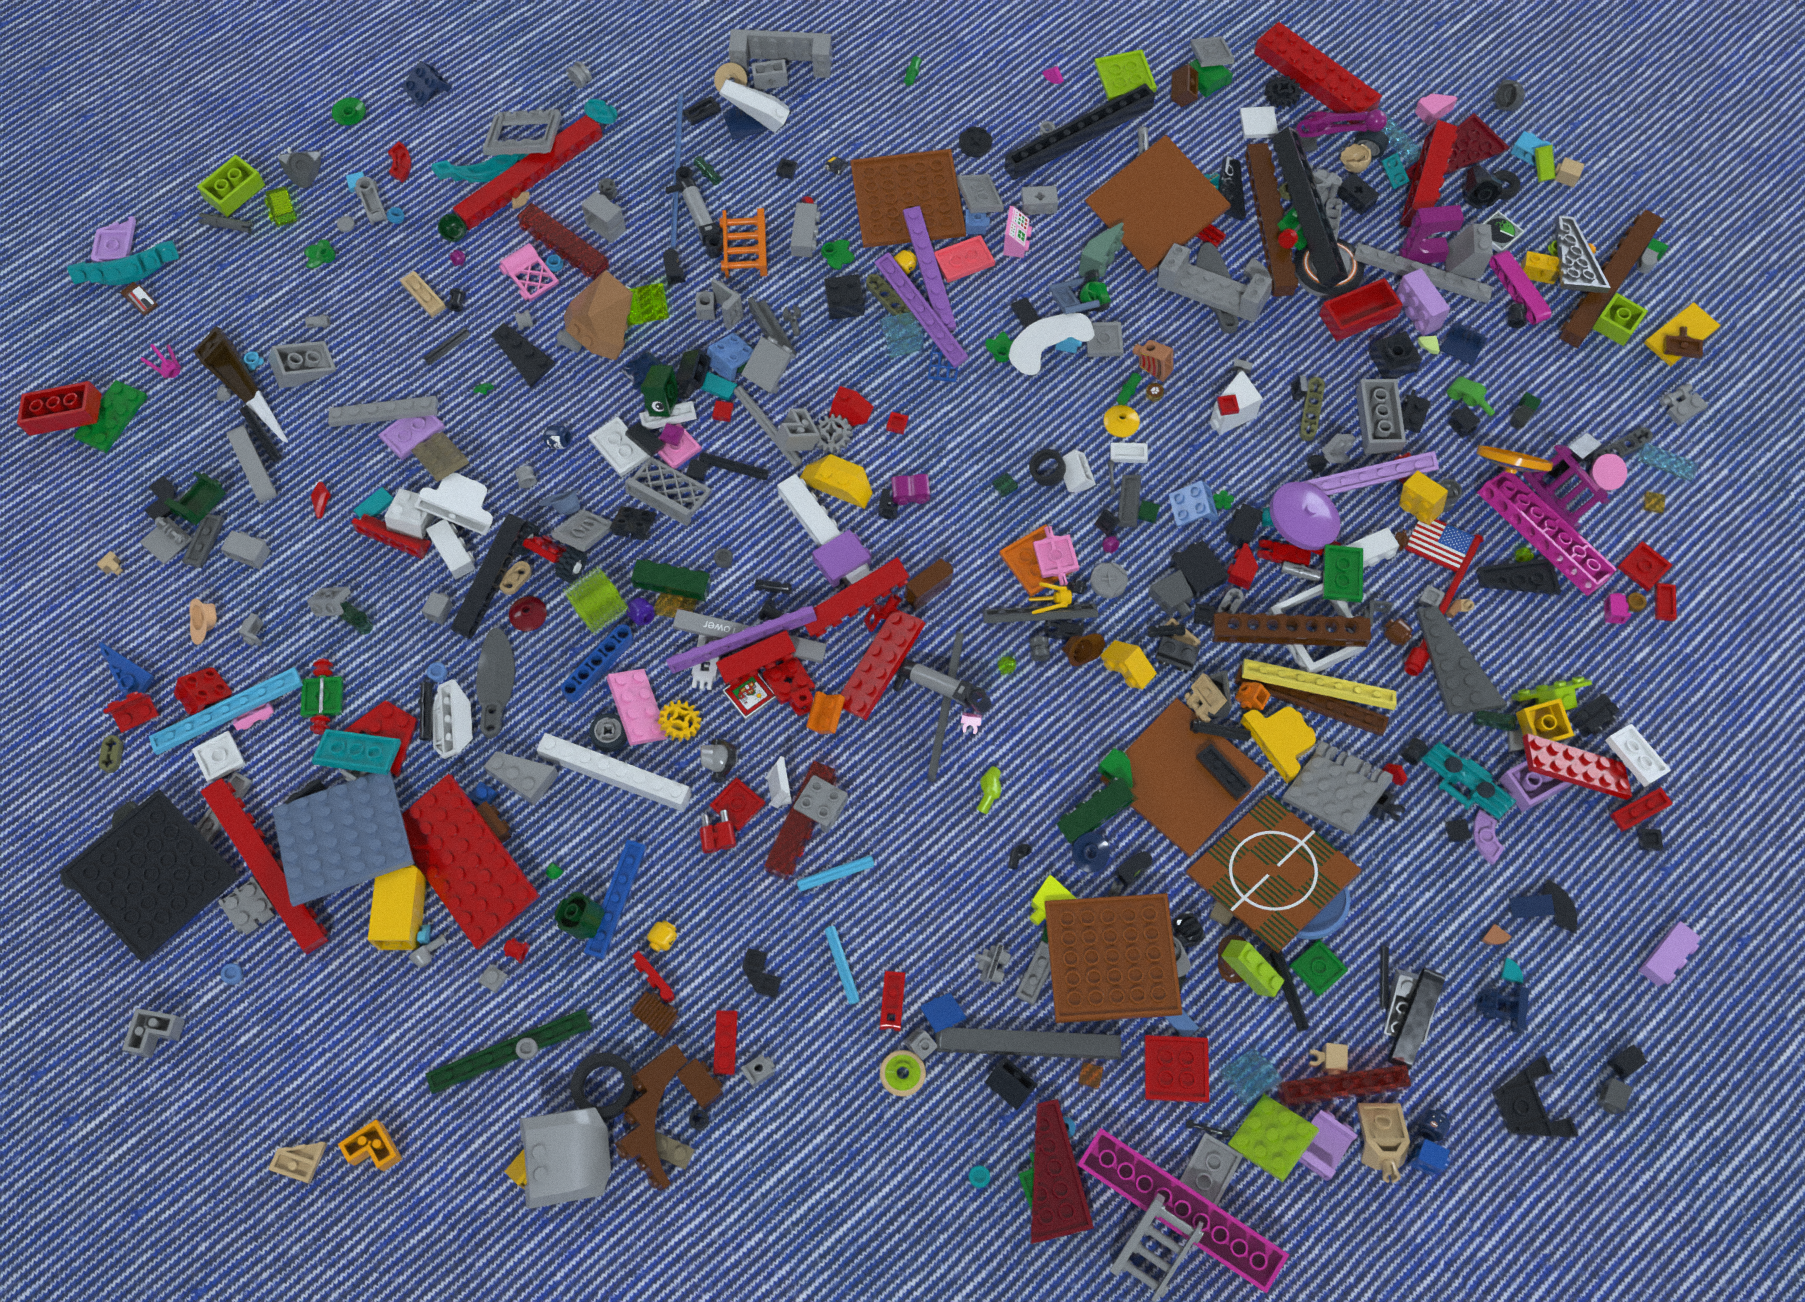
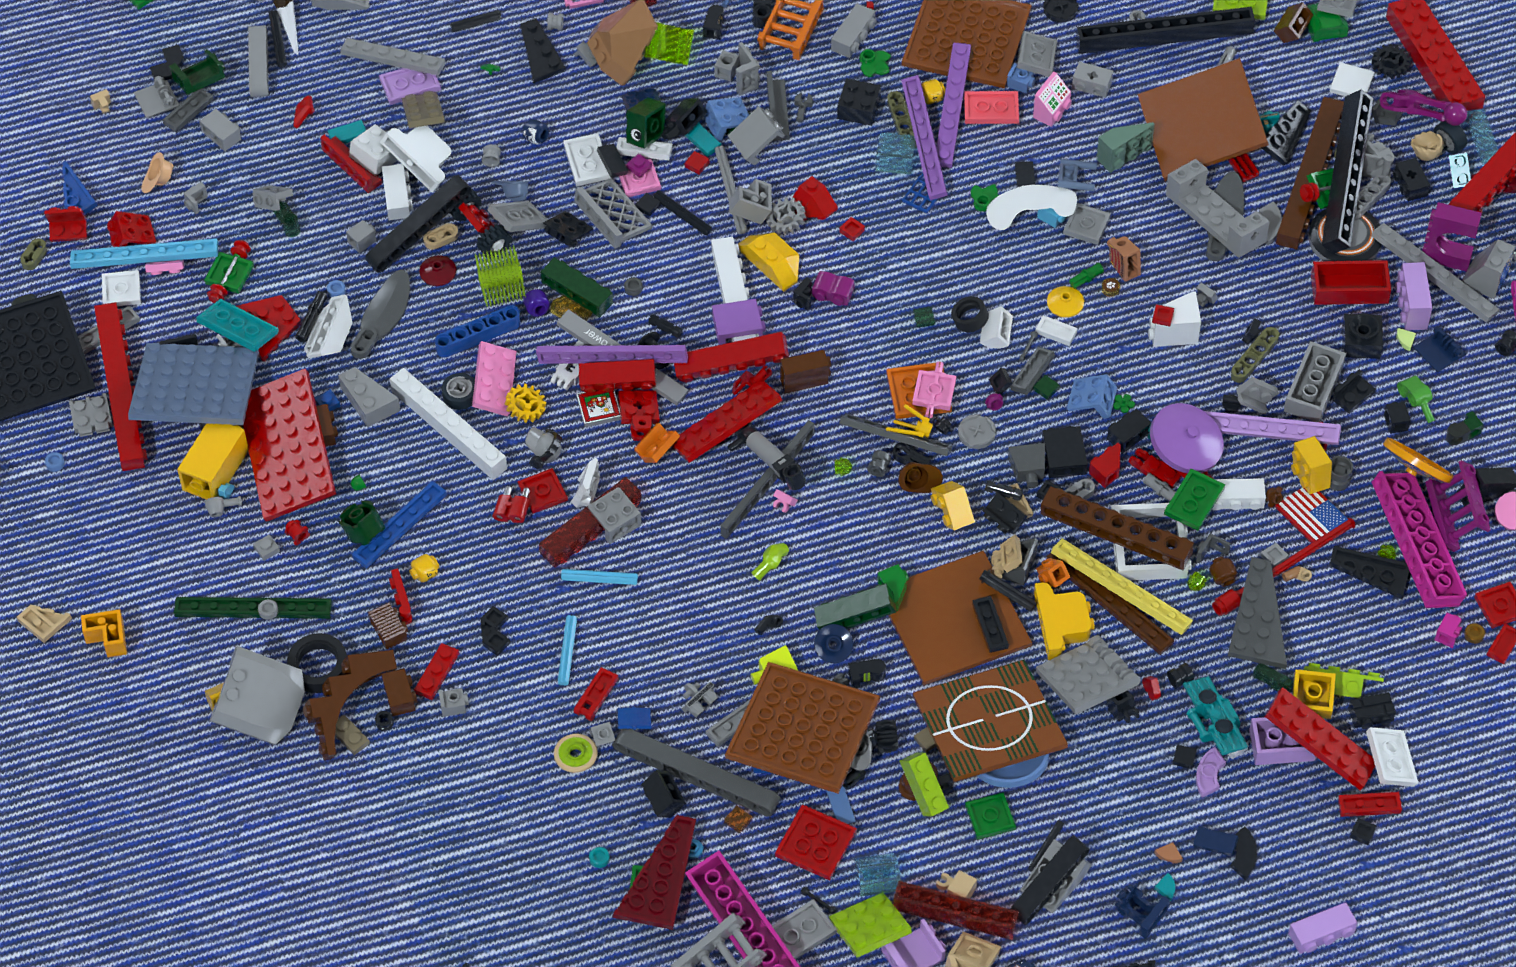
camera: 25 degrees right, 10 degrees down
(1094, 291) = (1103, 179): green cap -> none
(1290, 991) = (953, 820): black axle -> none
(1379, 651) = (1196, 581): none -> clear neon green plate

